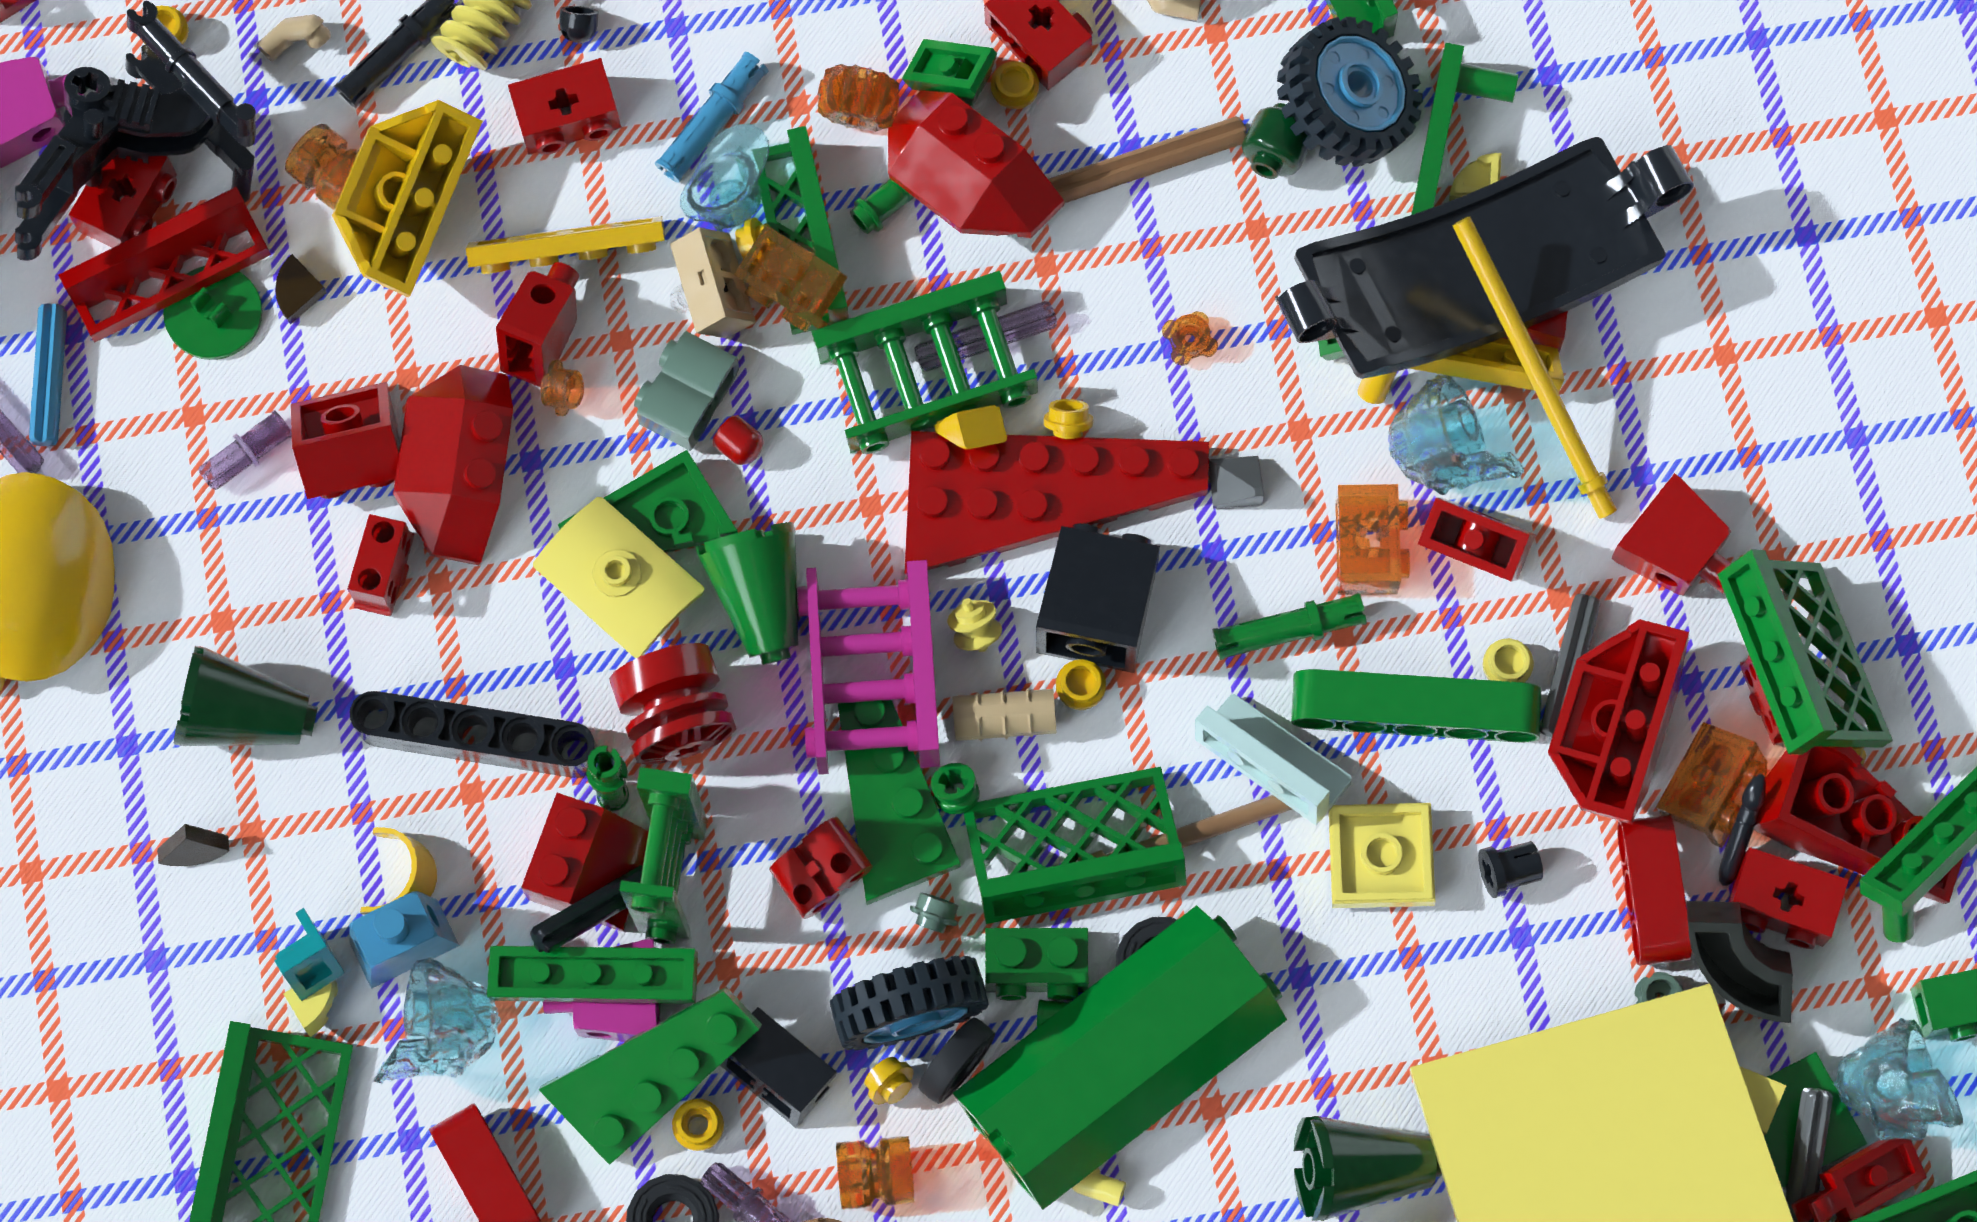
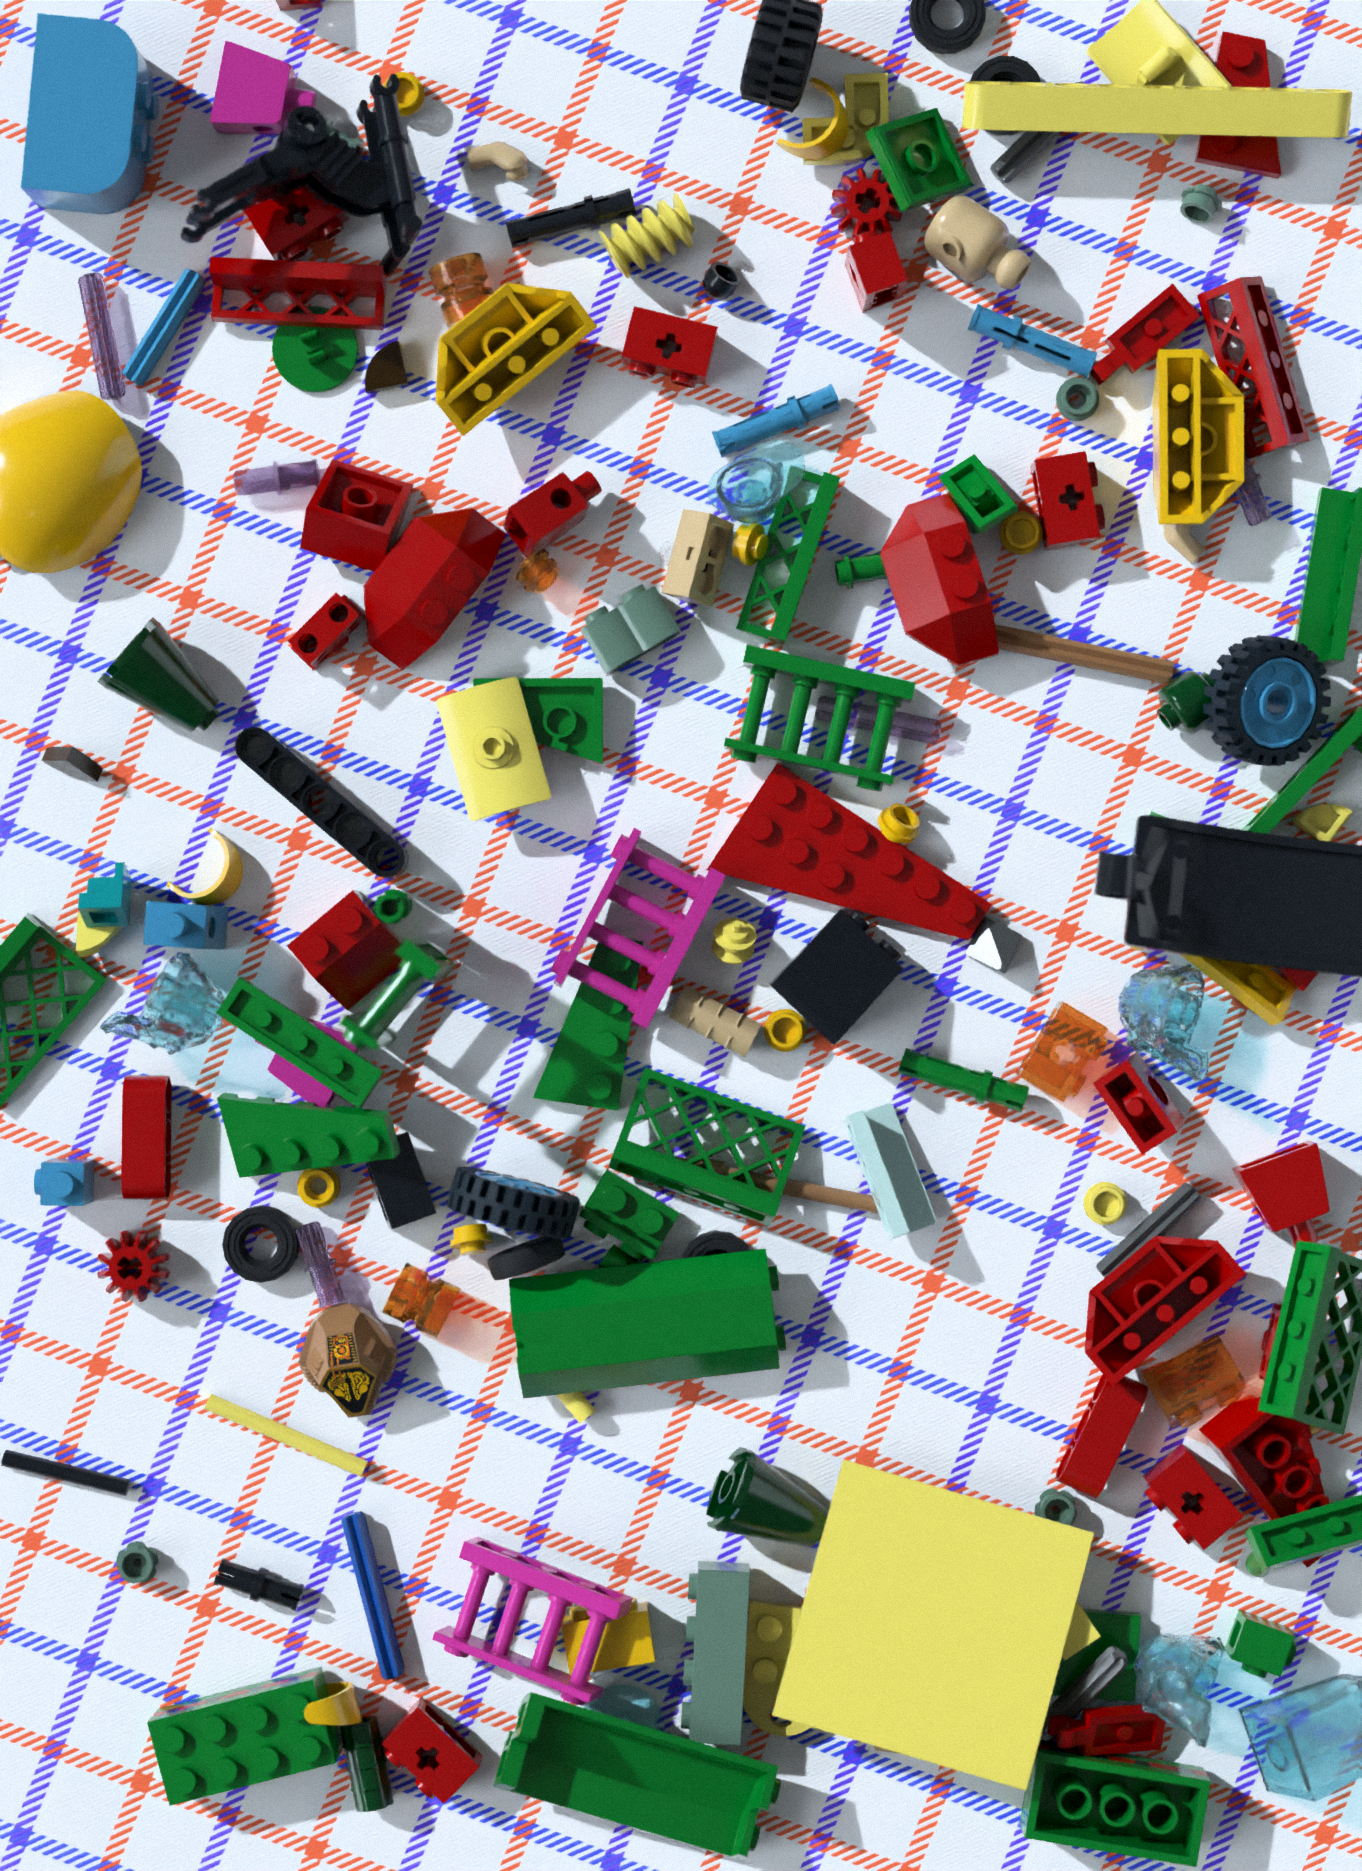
camera: 30 degrees right, 15 degrees up
(582, 914) = (328, 992): black axle -> none
(587, 241) = (594, 452): yellow plate -> none
(672, 703) = (475, 873): red wheel -> none
(738, 440) = (645, 693): red piece -> none
(757, 587) = (591, 817): green cone -> none
(791, 277) = (755, 594): clear orange bracket -> none
(820, 867) = (514, 1055): red piece -> none
(858, 97) = (894, 476): clear orange gear -> none
(934, 912) = (577, 1135): sand green plate -> none
(948, 776) = (646, 1067): green bush -> none
(973, 427) = (822, 792): yellow slope -> none
(1190, 324) = (1039, 809): clear orange plate -> none
(1381, 855) = (922, 1289): light yellow plate -> none
(1416, 705) = (1017, 1195): green beam -> none
(1509, 867) = (1008, 1354): black bush -> none
(1591, 481) = (1253, 1107): yellow bar -> none
(1737, 963) = (1125, 1529): pearl dark grey brick -> none
(1742, 830) = (1211, 1420): black piece -> none

